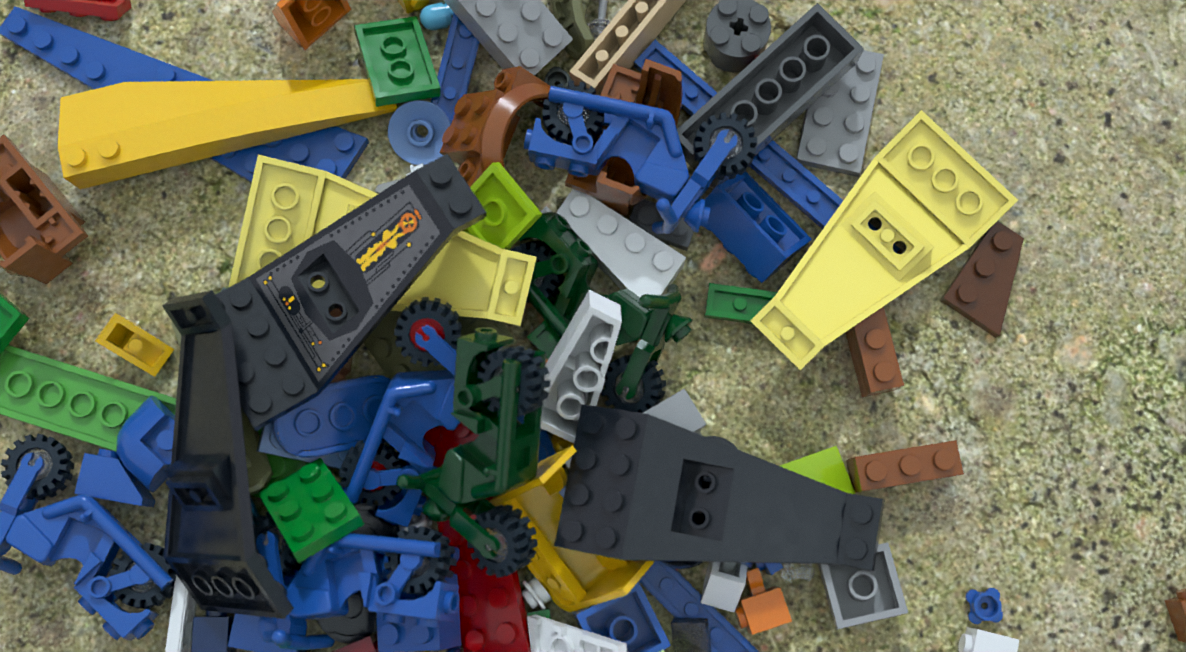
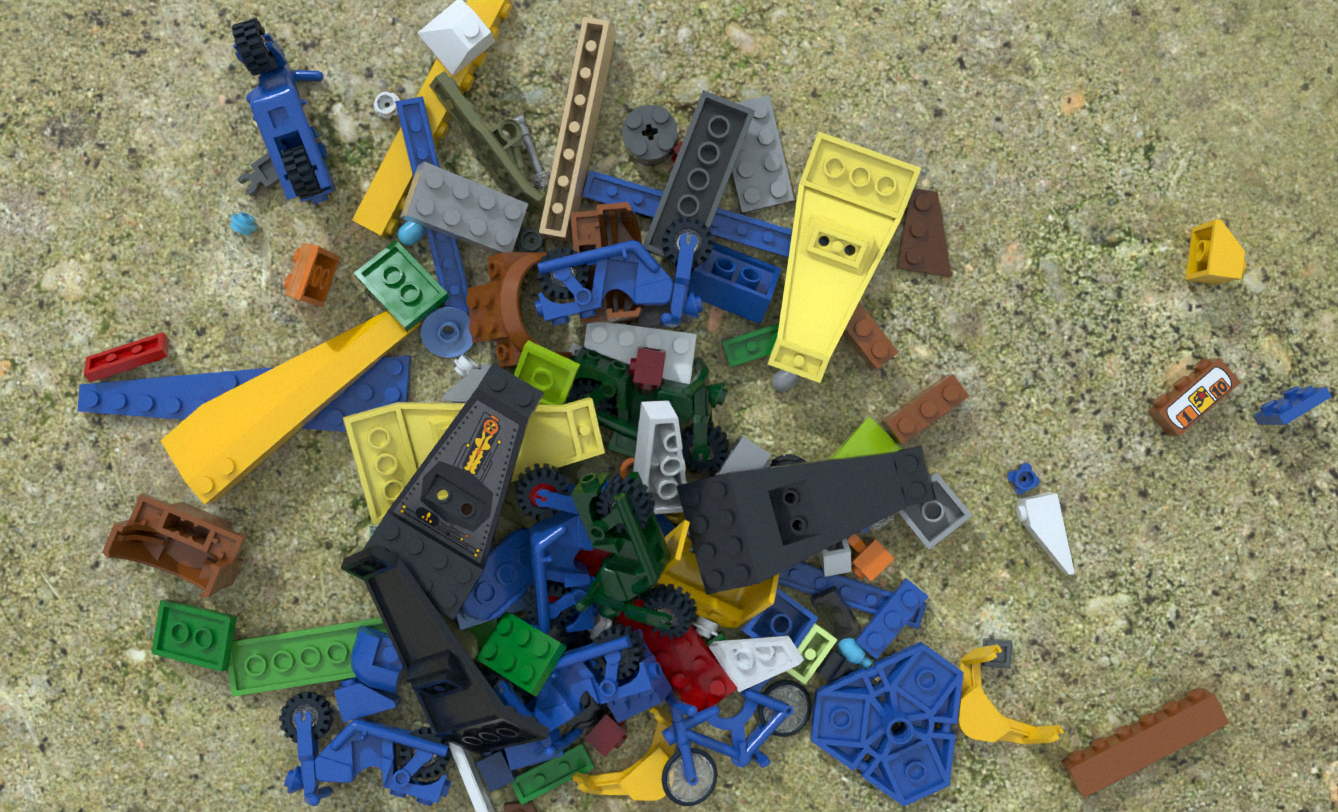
camera: 30 degrees left, 10 degrees up
(134, 344) = (324, 596): yellow slope -> none
(615, 262) = (648, 367): none -> dark red brick
(762, 359) = (784, 381): none -> light grey cylinder

